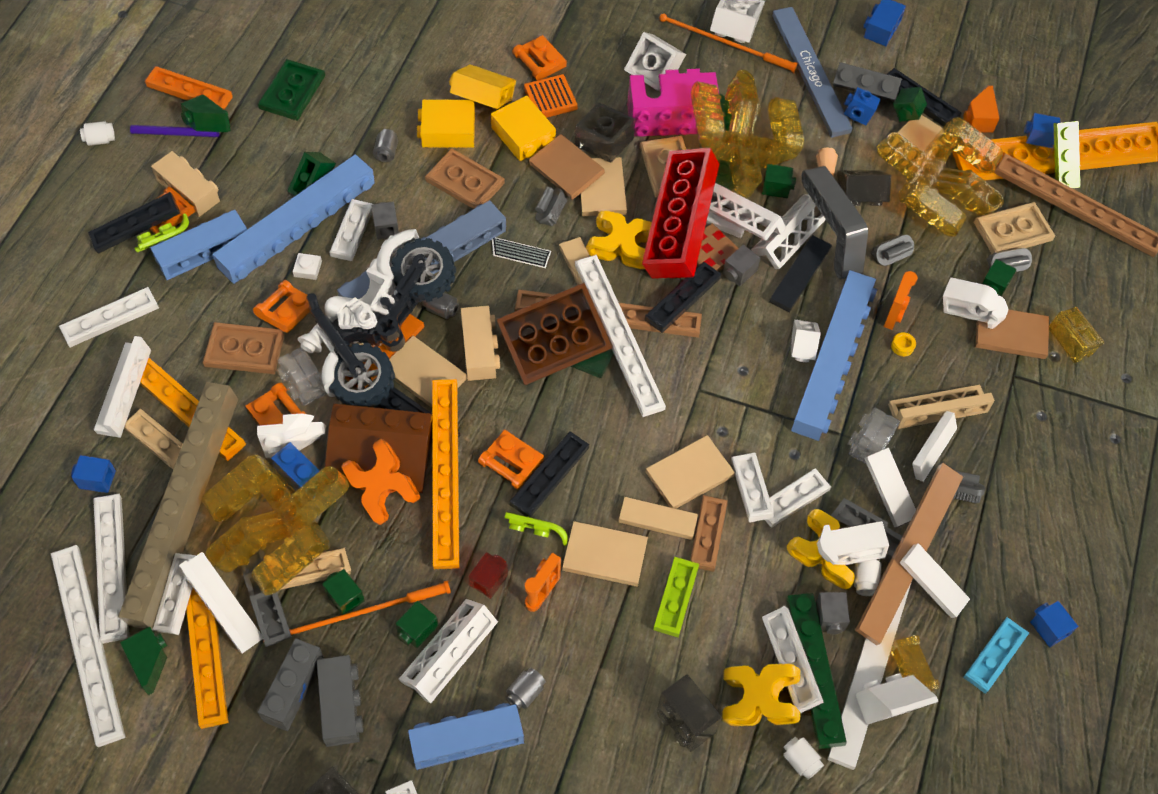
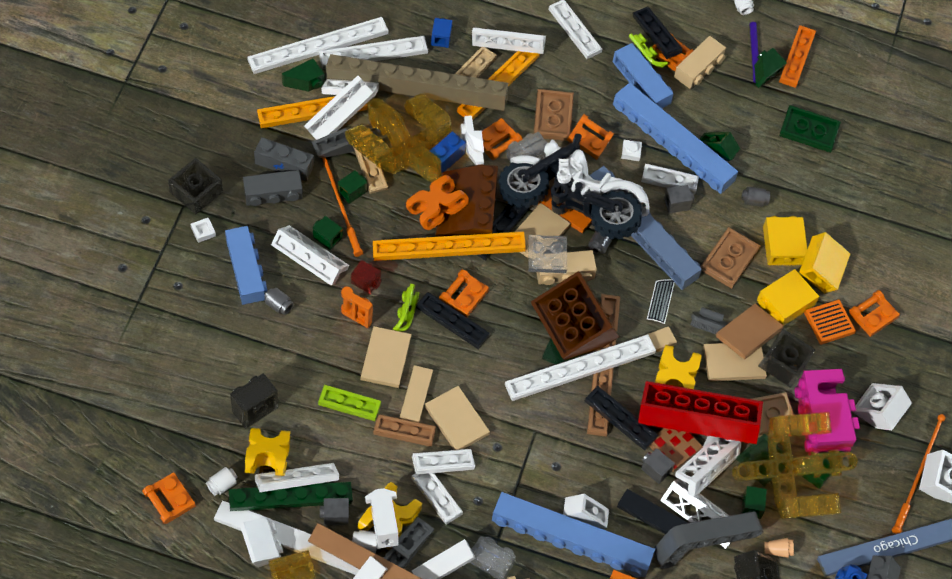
camera: 85 degrees right, 0 degrees up
(470, 352) = (547, 254): none -> clear plate

